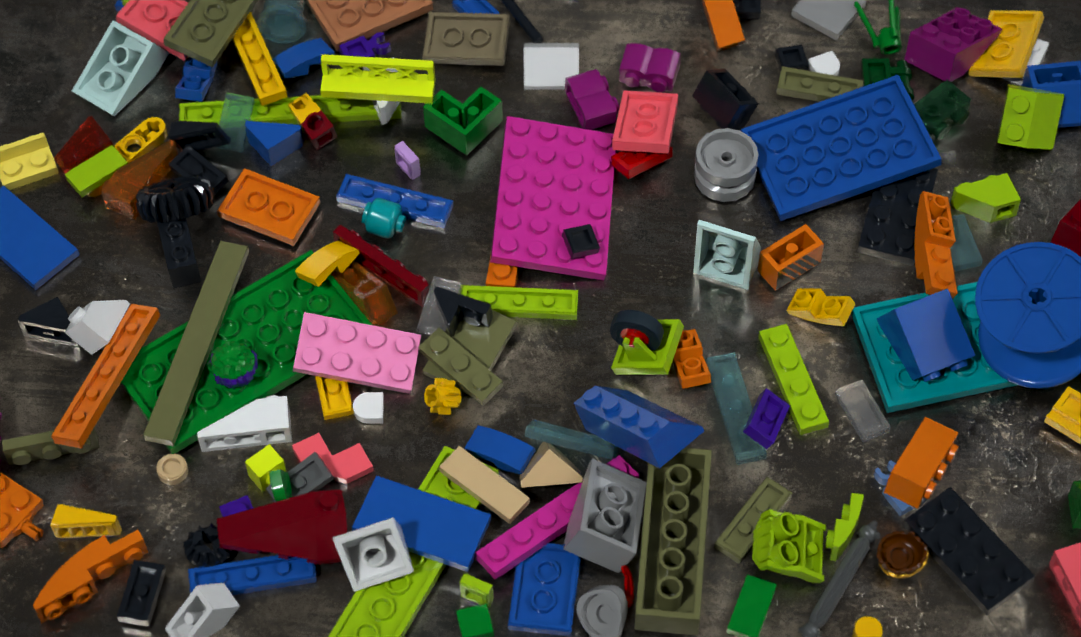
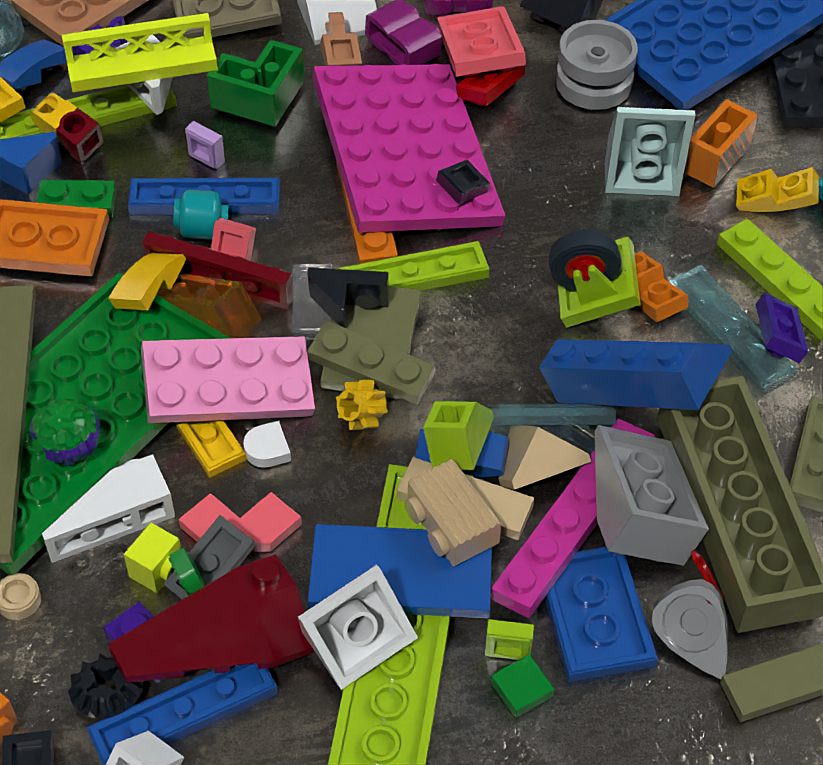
camera: 20 degrees left, 5 degrees down
(304, 178) = (79, 193): none -> green plate
(399, 245) = (233, 238): none -> coral tile
(466, 494) = (452, 512): none -> tan brick
(491, 438) = (457, 432): none -> lime slope
(538, 100) = (337, 45): none -> nougat plate

